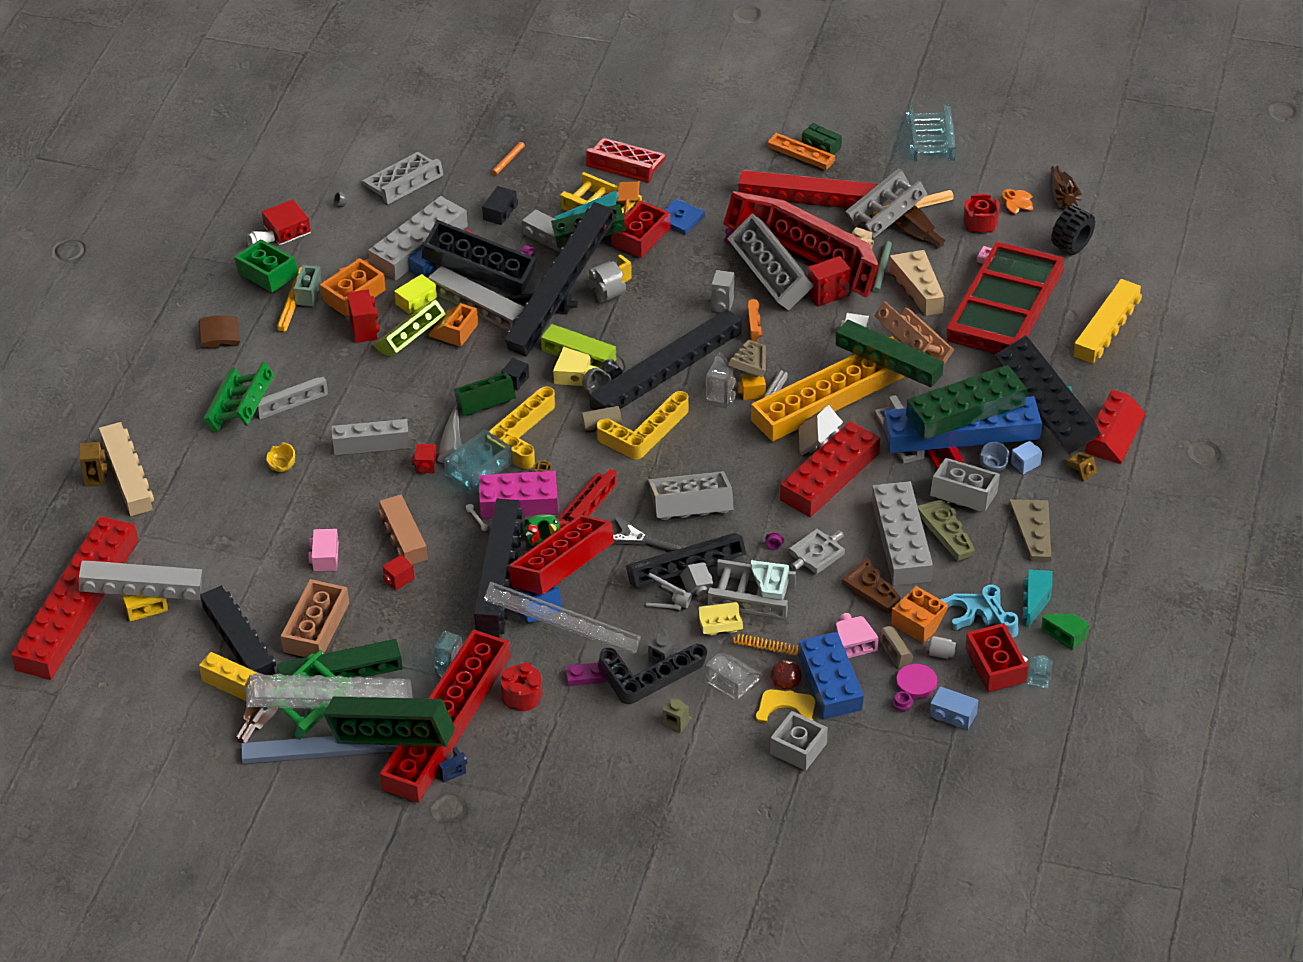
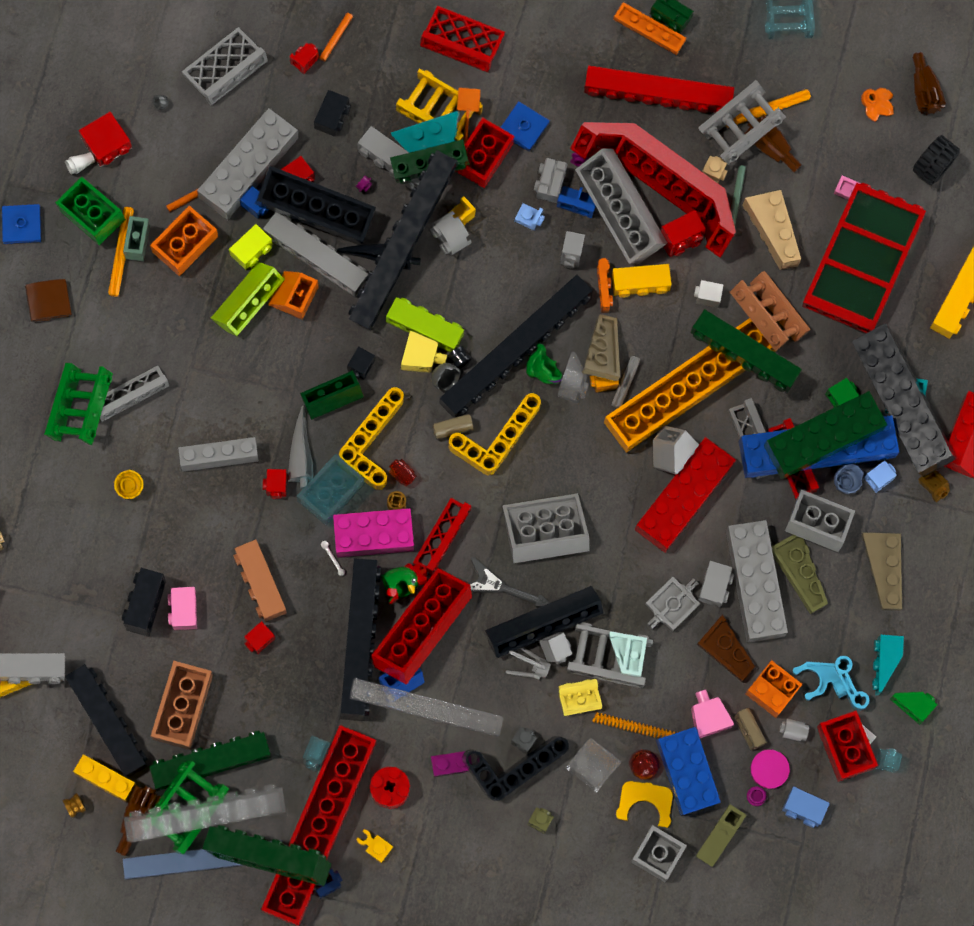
camera: 10 degrees left, 30 degrees up
(197, 699) = (74, 805): none -> pearl gold wheel
(200, 281) = (21, 224): none -> blue plate
(286, 539) = (144, 601): none -> black brick
(363, 315) = (197, 281): red brick -> none
(477, 170) = (304, 57): none -> red brick
(505, 740) = (377, 847): none -> yellow plate
(550, 452) = (402, 472): none -> clear red brick
(683, 276) = (529, 217): none -> light blue bracket
(690, 377) = (543, 367): none -> green hair
(704, 250) = (551, 180): none -> light grey brick
(729, 264) = (576, 201): none -> blue panel
(774, 540) = (630, 589): magenta plate -> none
(789, 317) = (641, 280): none -> yellow brick
(860, 535) = (715, 584): none -> light grey brick
(866, 726) = (721, 835): none -> olive slope
(981, 213) = (840, 137): red brick -> none

